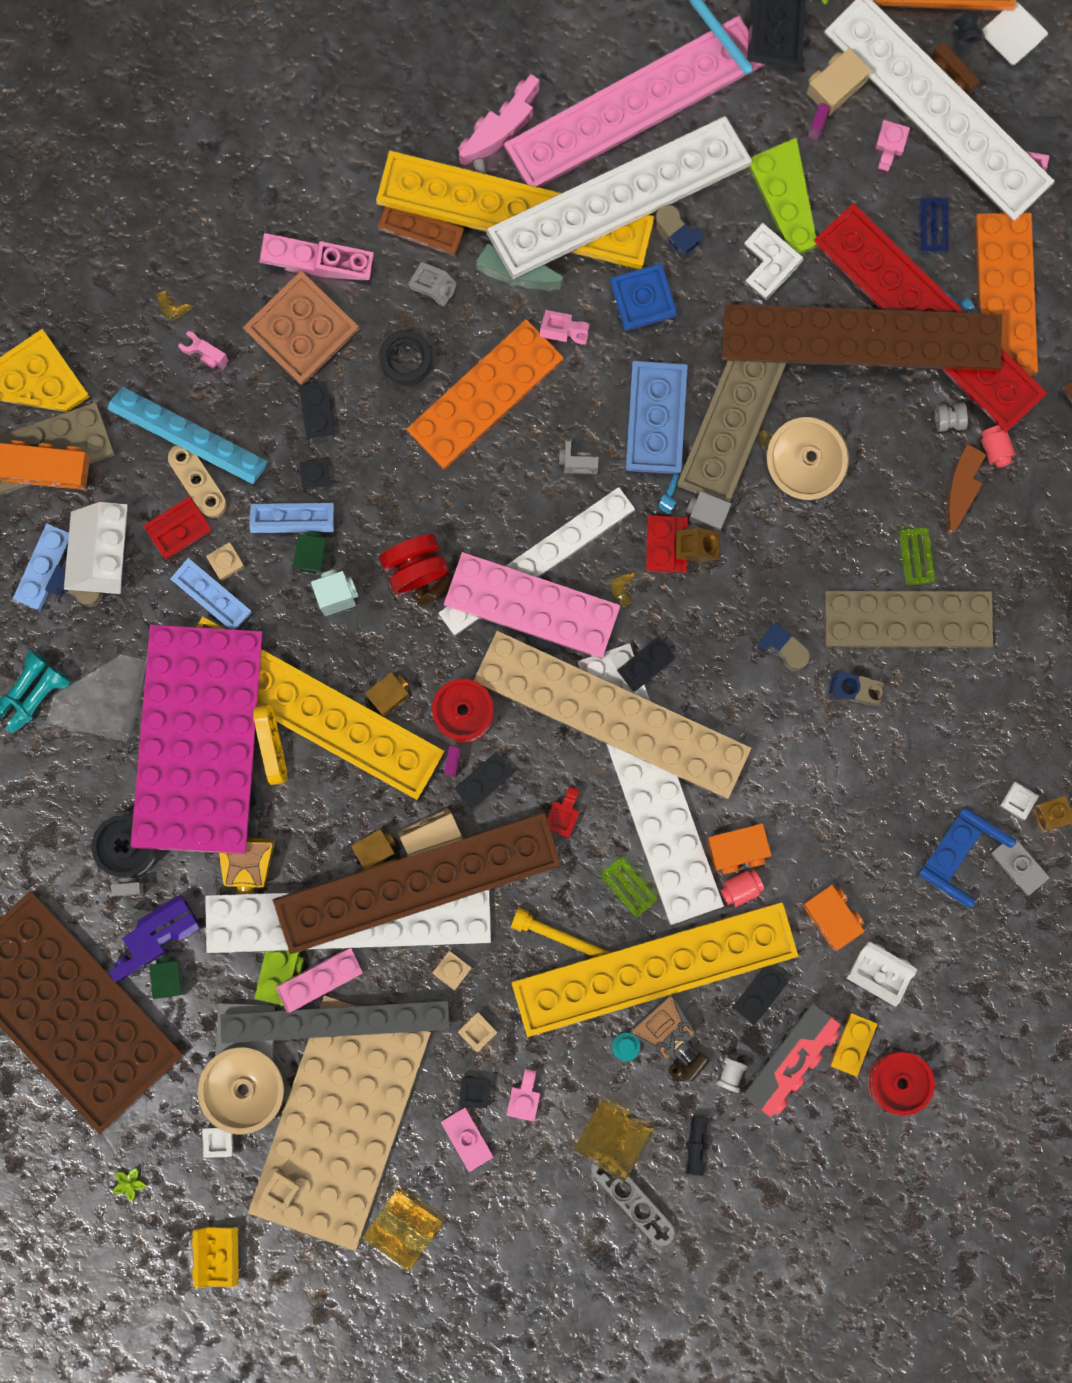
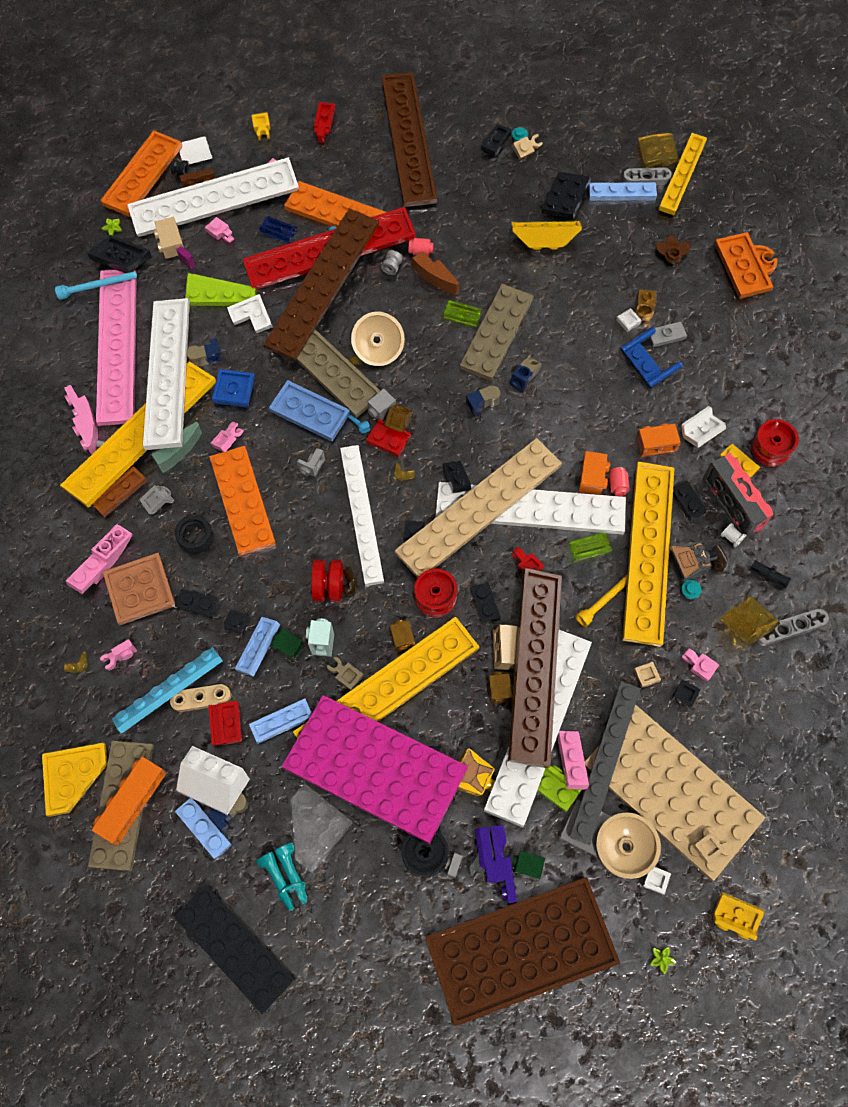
camera: 65 degrees left, 15 degrees down
(225, 561) = (263, 703): tan plate -> none
(270, 744) = (400, 723): yellow beam -> none
(306, 649) = (347, 674): none -> dark tan plate
(402, 1231) = (762, 781): clear yellow slope -> none
(452, 761) = (464, 615): magenta tile -> none
(452, 970) = (599, 674): tan plate -> none
(467, 1139) = (715, 712): bright pink plate -> none
(532, 605) = (388, 525): bright pink plate -> none

